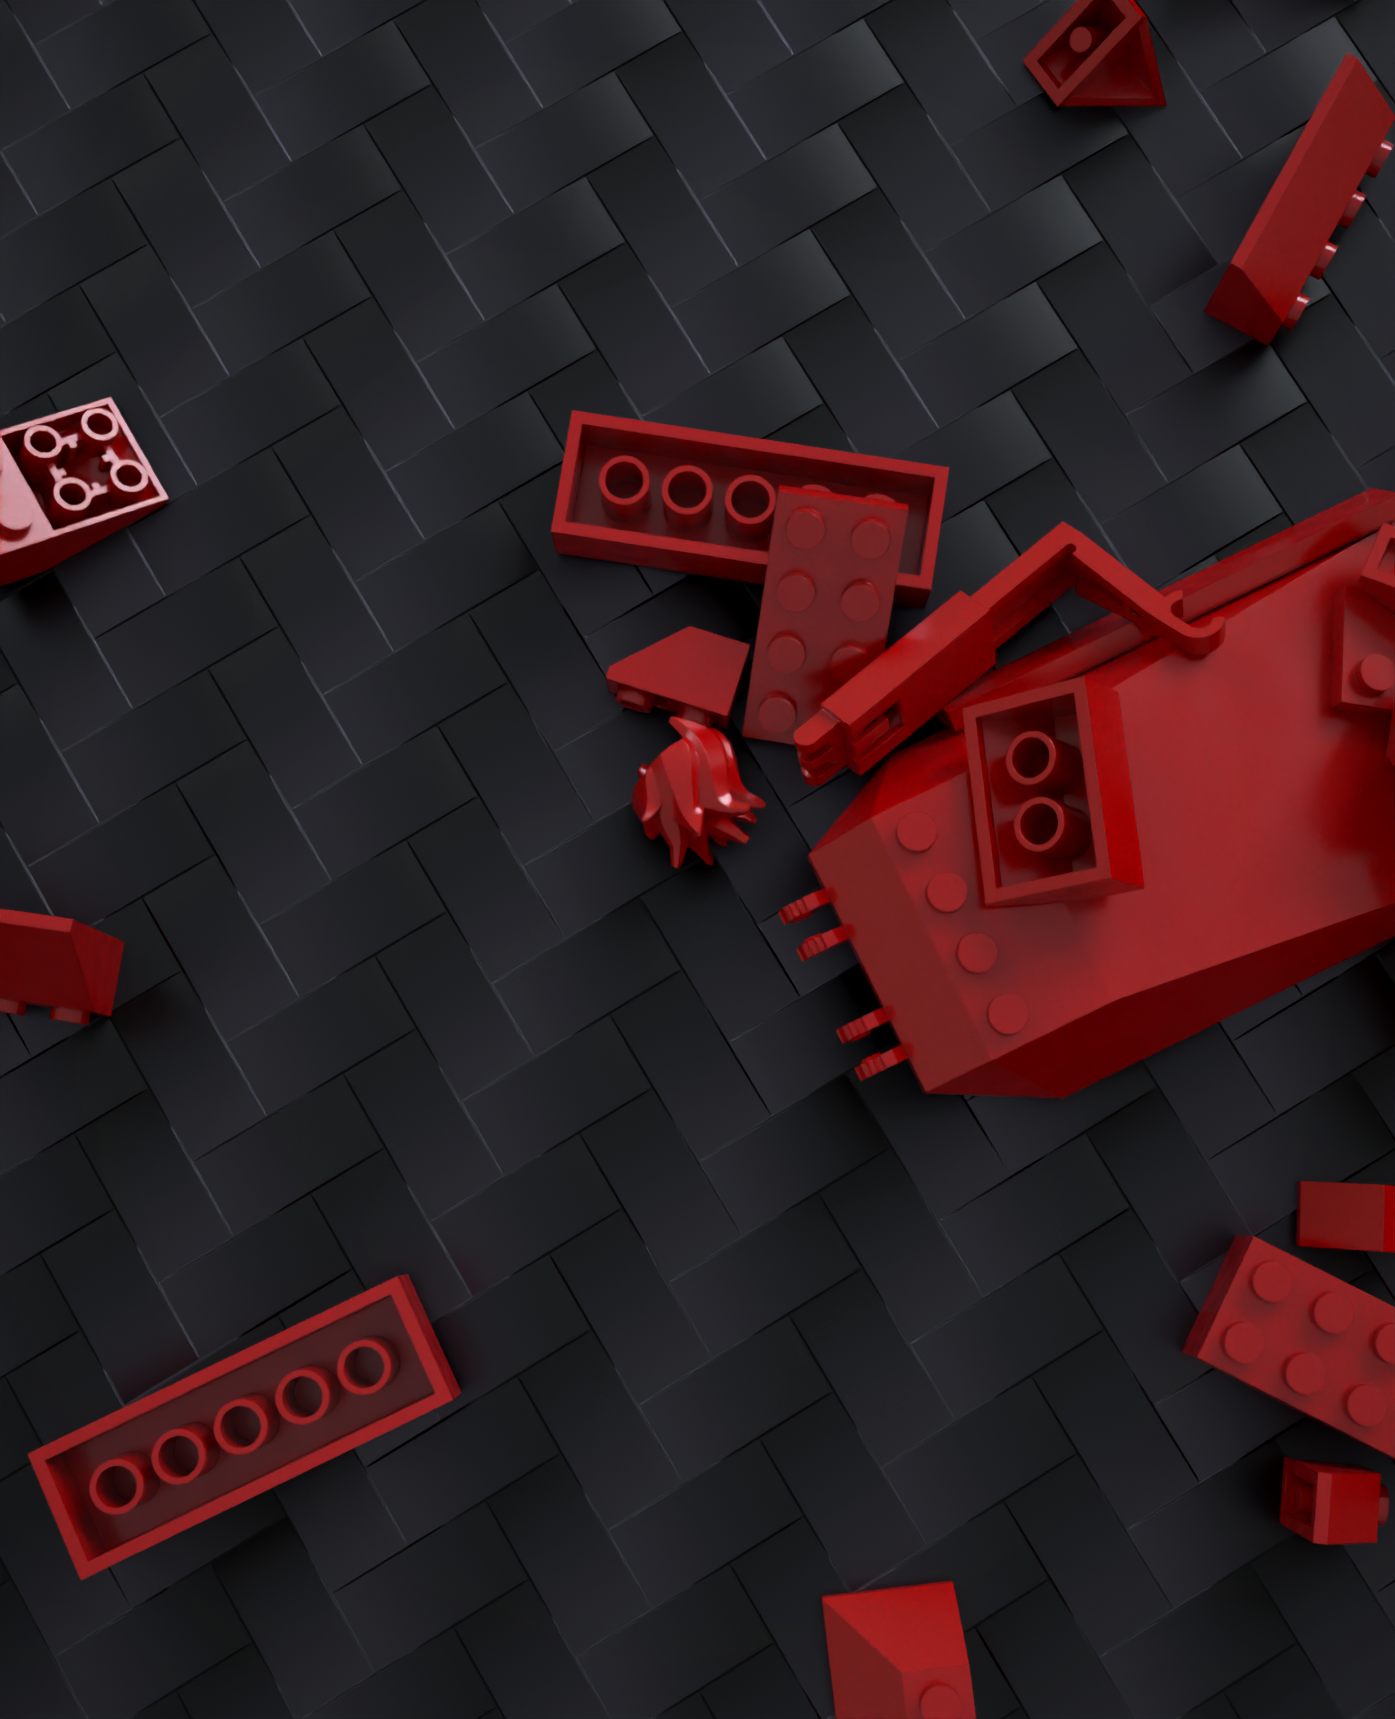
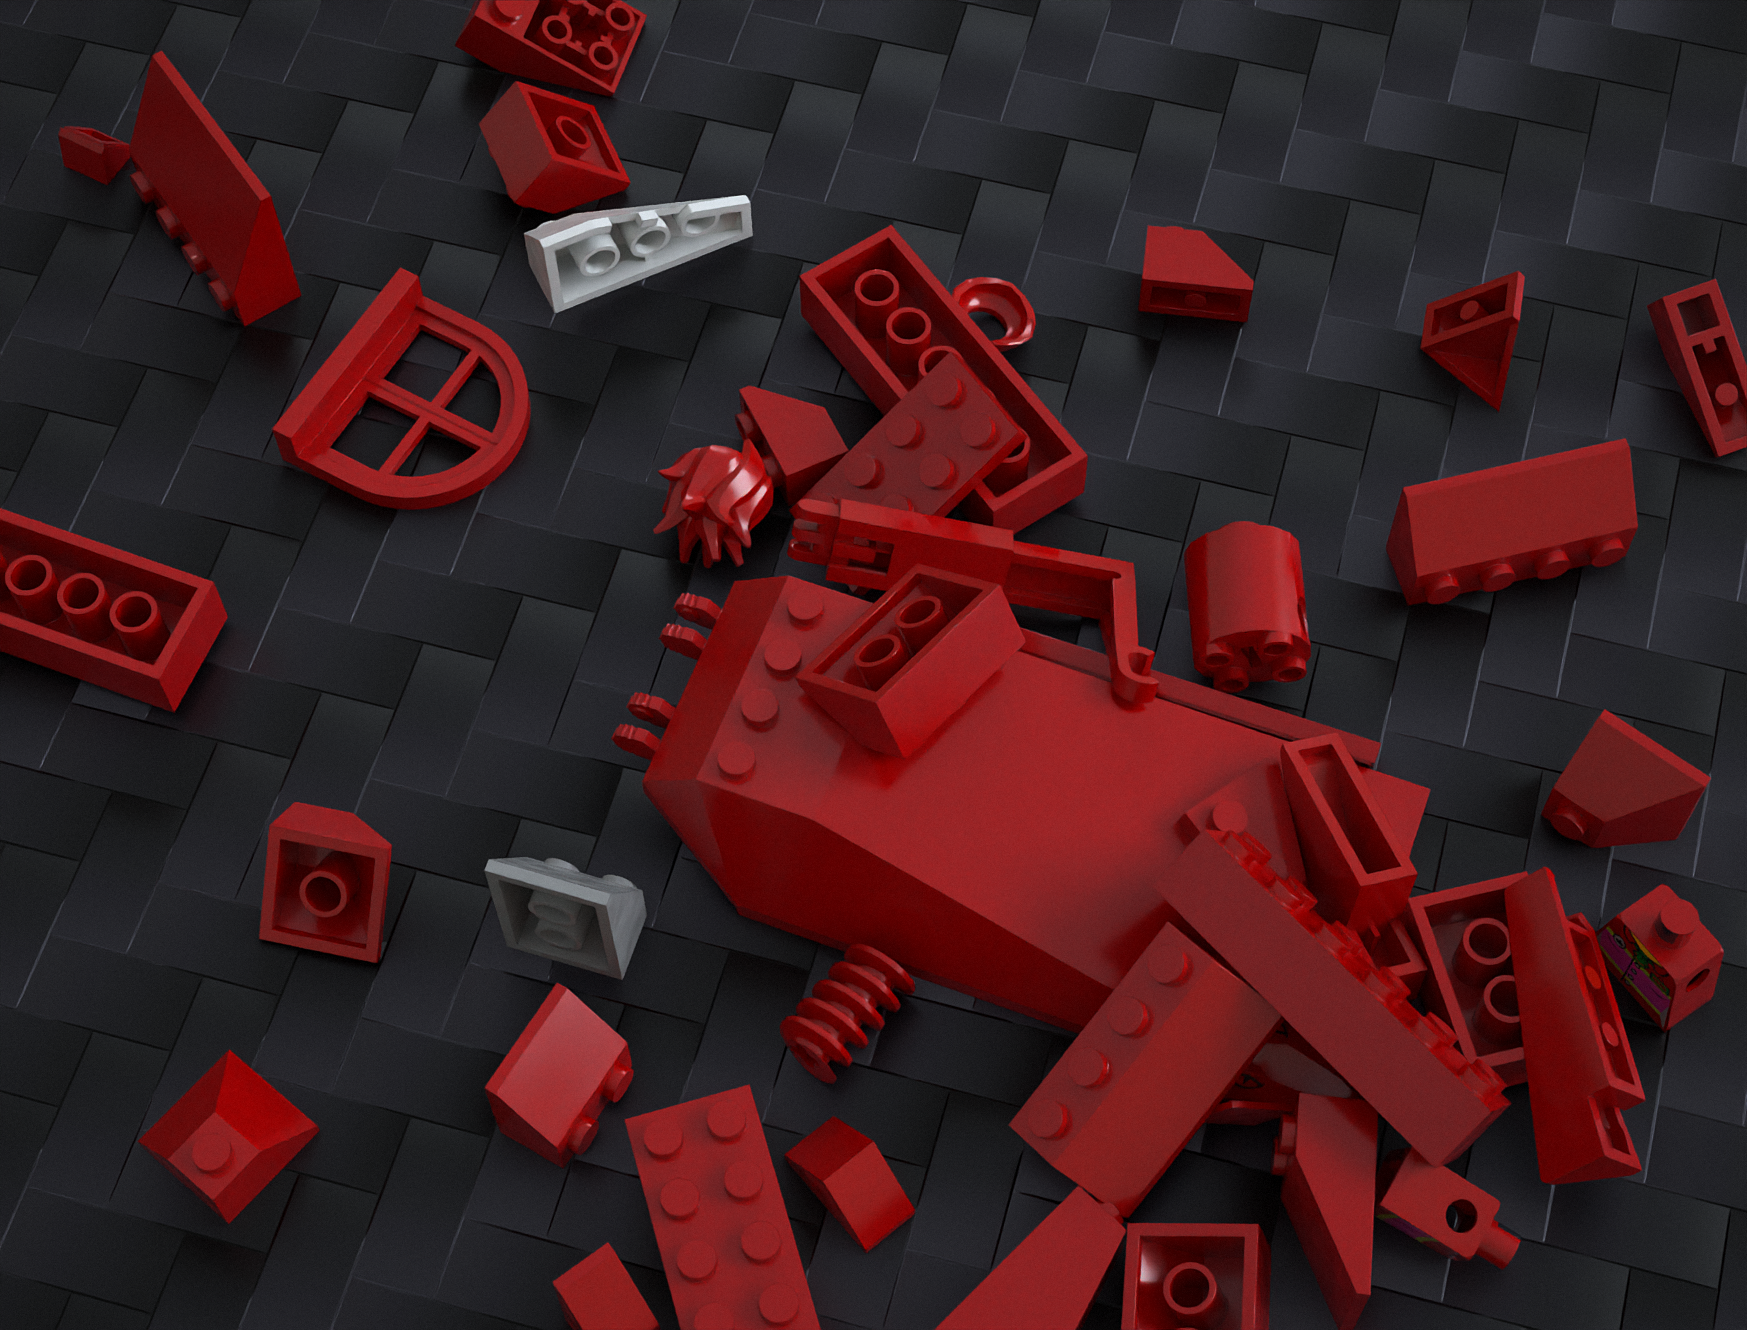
camera: 45 degrees right, 20 degrees down
(189, 607) = (551, 150): none -> red slope
(268, 969) = (358, 372): none -> red window
(342, 651) = (616, 247): none -> white wedge
(716, 383) = (1003, 302): none -> red piece
(751, 1401) = (325, 883): none -> red slope
(827, 215) = (1192, 277): none -> red slope
(970, 1236) = (567, 913): none -> light grey slope
(1106, 1372) = (559, 1078): none -> red slope
(1181, 468) = (1247, 606): none -> red cylinder
(1236, 1099) = (842, 1007): none -> red piece

